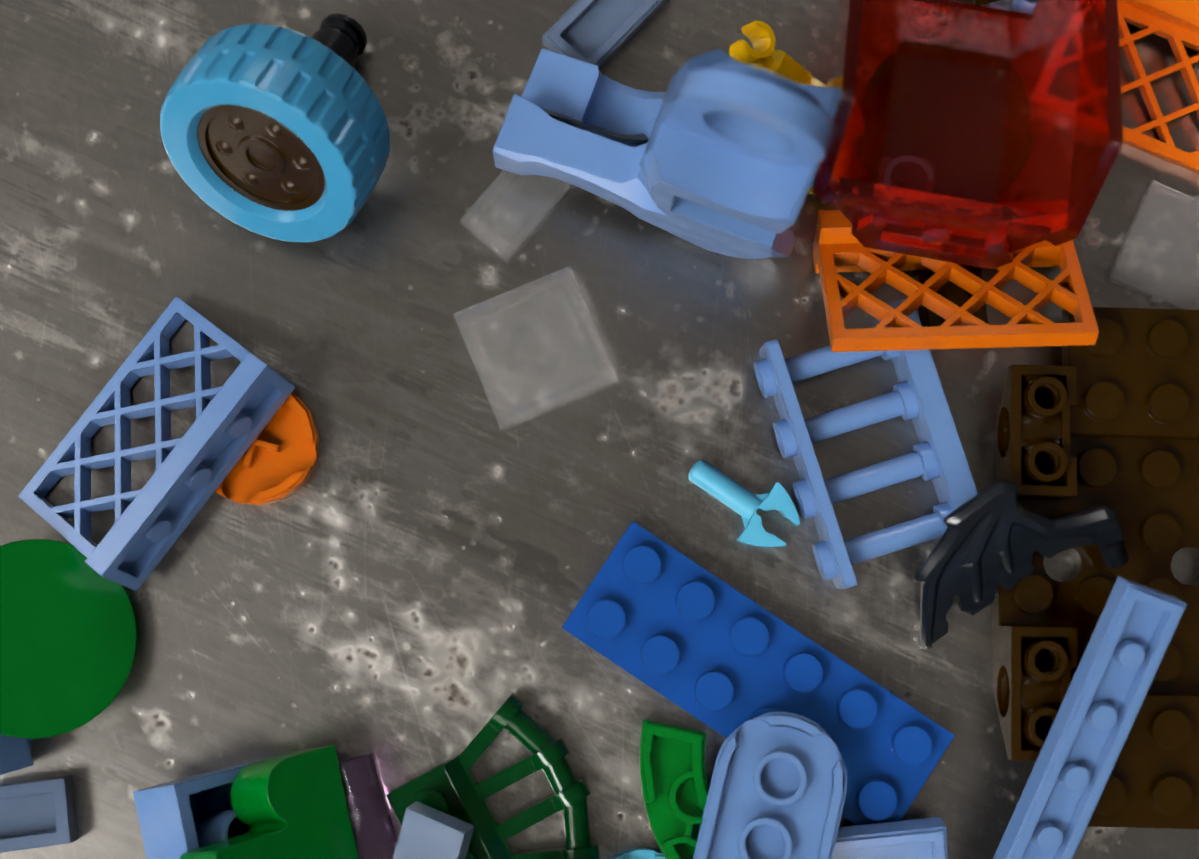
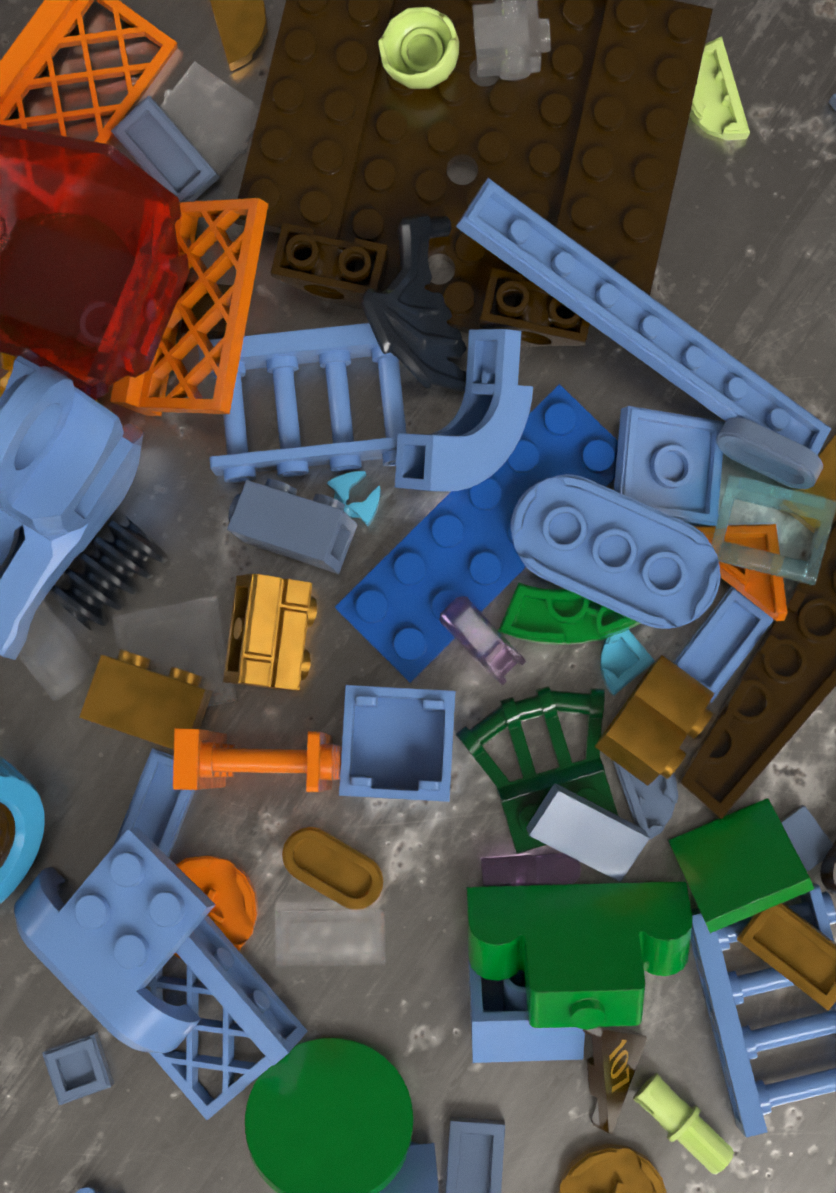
camera: 70 degrees left, 0 degrees up
(51, 338) = (78, 1068): none -> sand blue tile
(198, 352) = (118, 938): none -> medium blue piece
(249, 595) = (330, 937): none -> clear tile
(330, 581) = (333, 868): none -> pearl gold tile
(361, 365) = (155, 804): none -> medium blue tile
(420, 413) = (206, 760): none -> orange fence
(476, 327) = (143, 701): none -> pearl gold brick
(485, 629) = (397, 743): none -> medium blue container
(586, 452) = (269, 632): none -> brick
(617, 252) = (108, 573): none -> black piece
(630, 701) = (480, 638): none -> clear purple bar
(717, 452) = (292, 525): none -> sand blue brick
(880, 655) = (483, 428): none -> medium blue arch
(1130, 210) = (165, 151): none -> sand blue tile

